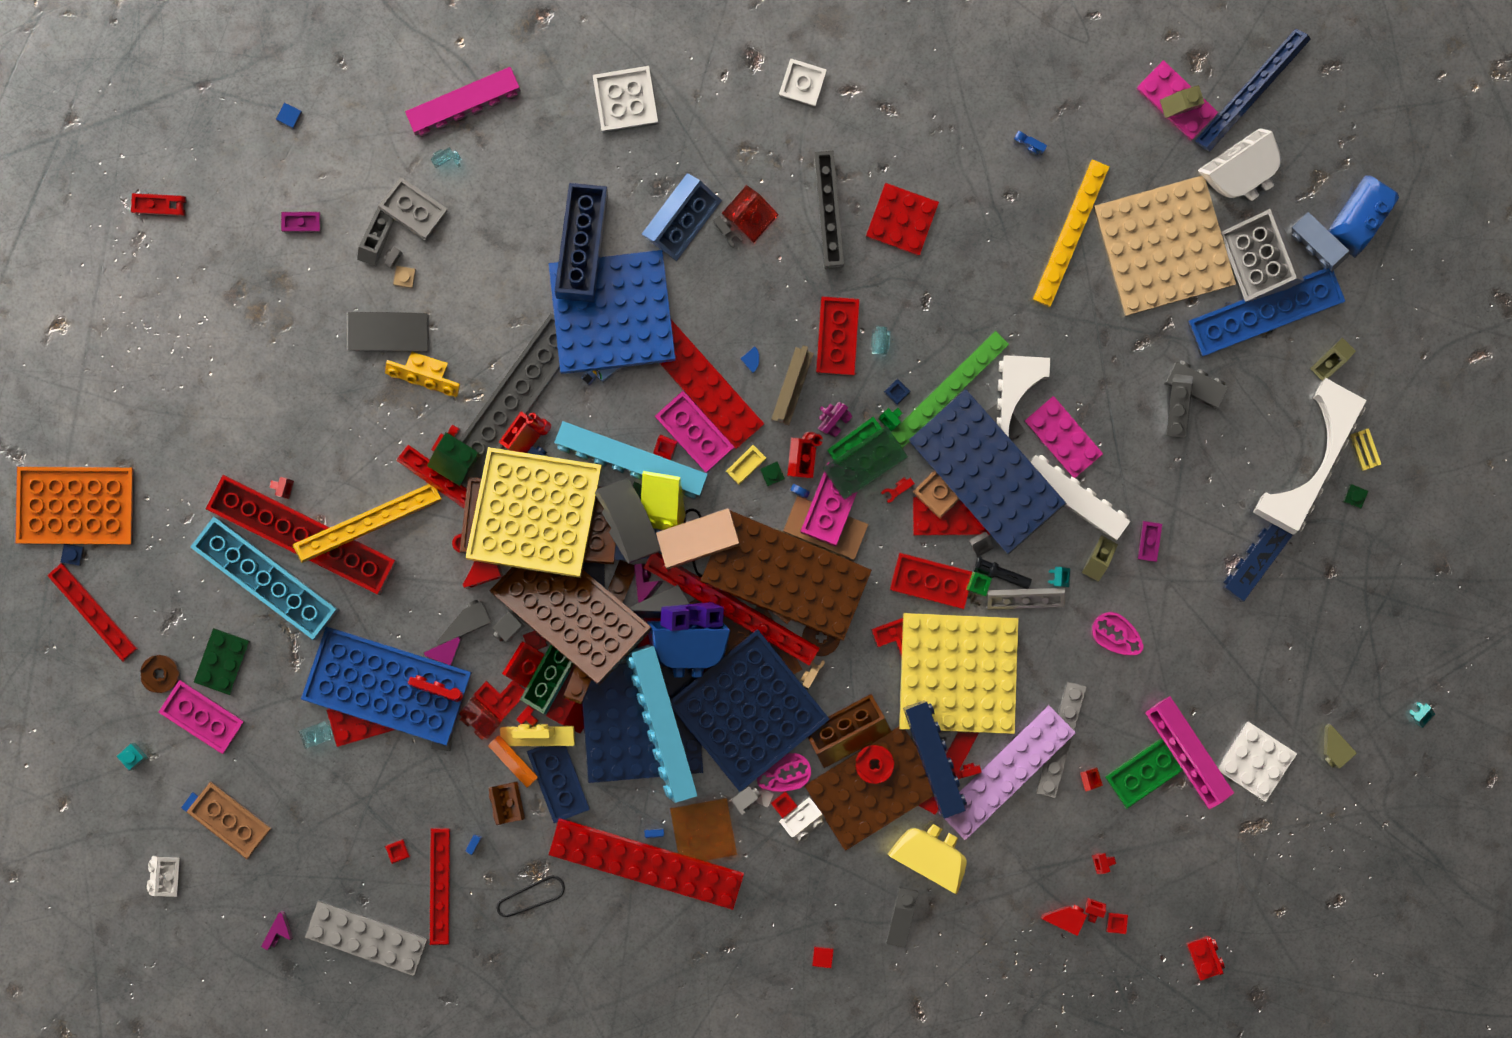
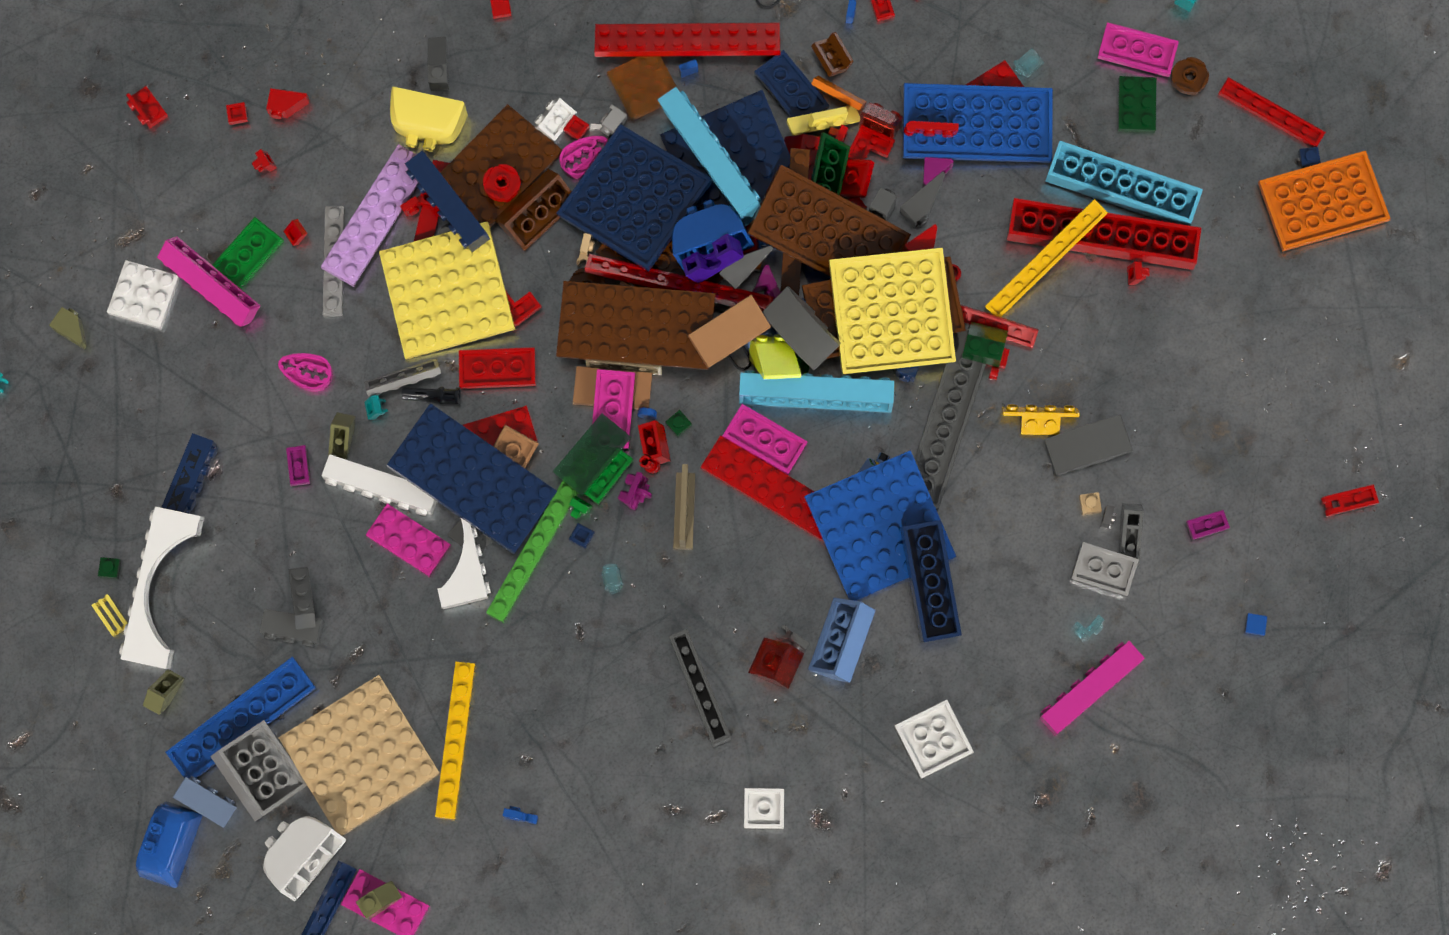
camera: 165 degrees right, 10 degrees down
(524, 432) = (926, 386): red hinge -> none
(665, 447) = (788, 416): red plate -> none
(746, 464) = (706, 424): light yellow tile -> none
(751, 359) = (731, 524): blue tile -> none
(837, 336) = (655, 570): red plate -> none
(902, 219) = (625, 703): red plate -> none
(902, 485) = (550, 445): red plate -> none
(979, 584) = (450, 376): green tile -> none
(981, 544) = (460, 414): flat silver plate -> none
(1095, 909) = (260, 119): red tile -> none

